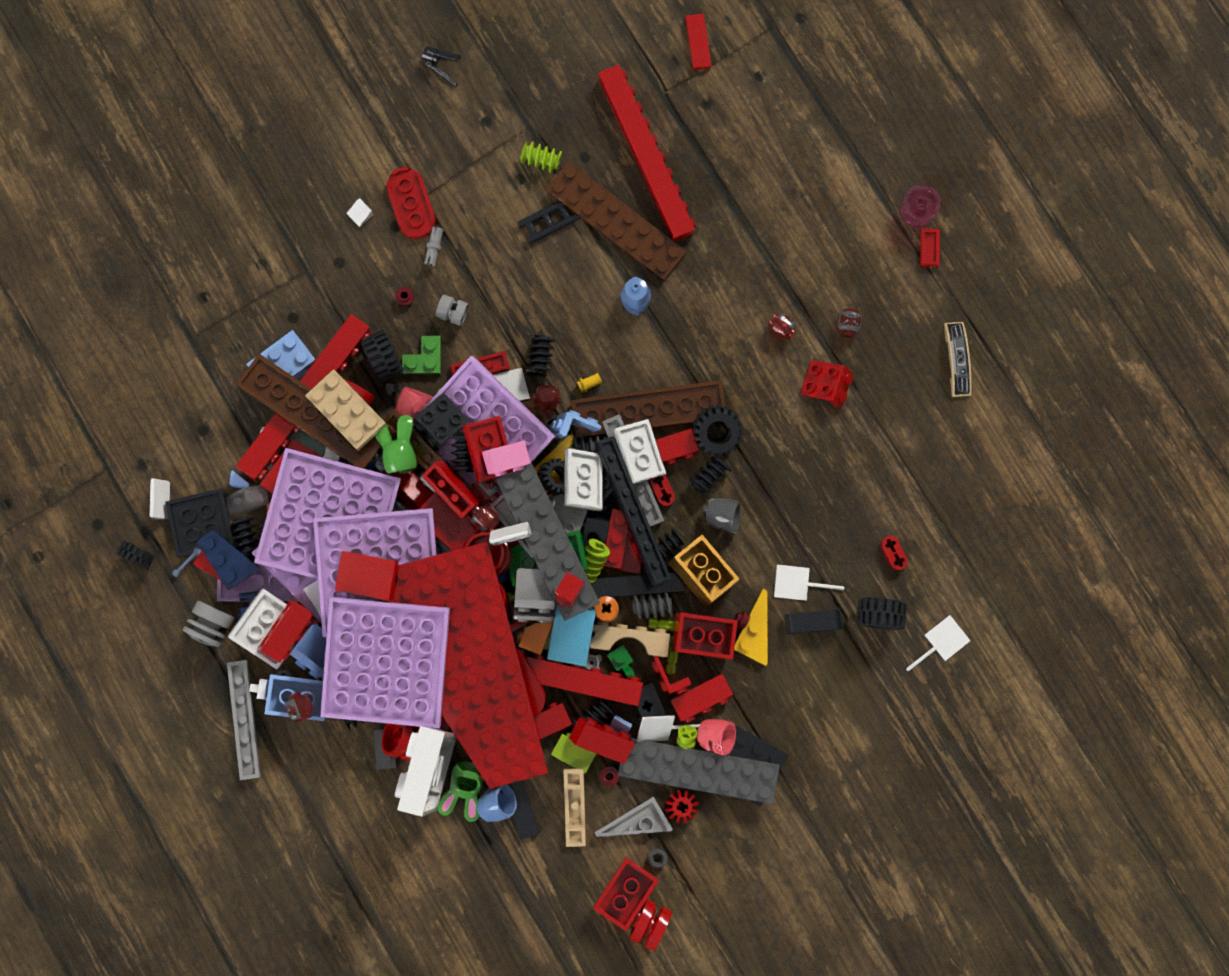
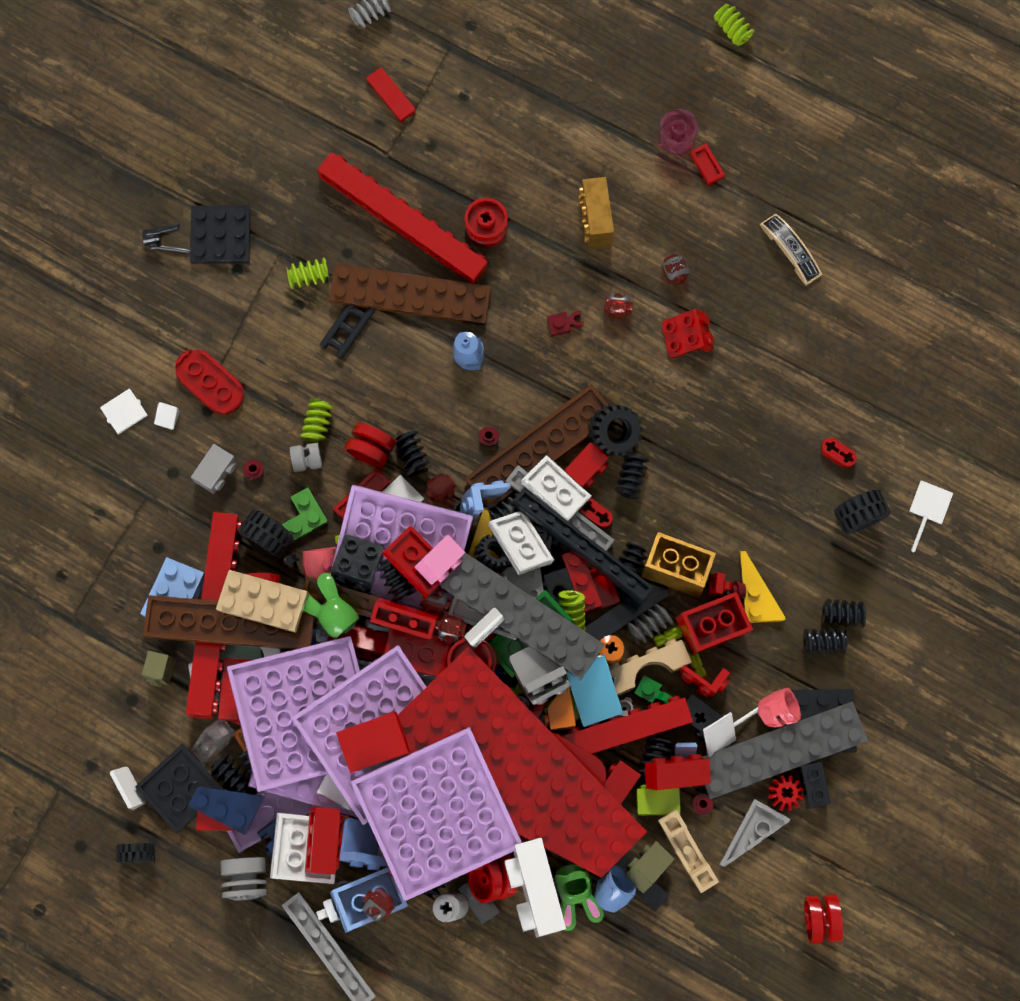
camera: 25 degrees left, 5 degrees down
(176, 572) = (193, 816): sand blue hinge -> none
(235, 417) = (158, 669): none -> olive brick
(237, 482) = (194, 728): light blue slope -> none
(328, 189) = (123, 411): none -> white piece
(357, 741) = (450, 907): none -> light grey piece
(372, 278) = (214, 469): none -> light grey brick
(433, 246) = (254, 409): light grey pin -> none
(477, 284) = (316, 420): none -> lime piece
(489, 84) = (220, 234): none -> black plate
(510, 328) = (369, 445): none -> red wheel
(535, 802) = (649, 867): none -> olive brick
(569, 590) = (572, 647): red brick -> none
(589, 382) = (471, 453): yellow pin -> none
(611, 382) = (488, 442): none -> dark red plate
(625, 893) = (782, 903): red brick -> none
(657, 865) = (798, 855): dark grey plate -> none
(686, 737) = (752, 726): lime wheel -> none
(701, 698) = (745, 683): red brick -> none
(708, 814) = (814, 785): none -> black brick
(723, 193) = (486, 222): none -> red wheel
(723, 514) = (664, 503): dark grey helmet -> none
(726, 315) = (561, 324): none -> dark red plate
(727, 605) = (718, 585): none -> red tile
(788, 702) = (825, 640): none -> black piece
(793, 583) = (764, 531): white piece -> none
(809, 237) = (596, 213): none -> pearl gold brick
(813, 621) = (803, 555): black beam -> none
(818, 687) = (844, 611): none -> black piece
(1022, 139) = (732, 26): none -> lime piece

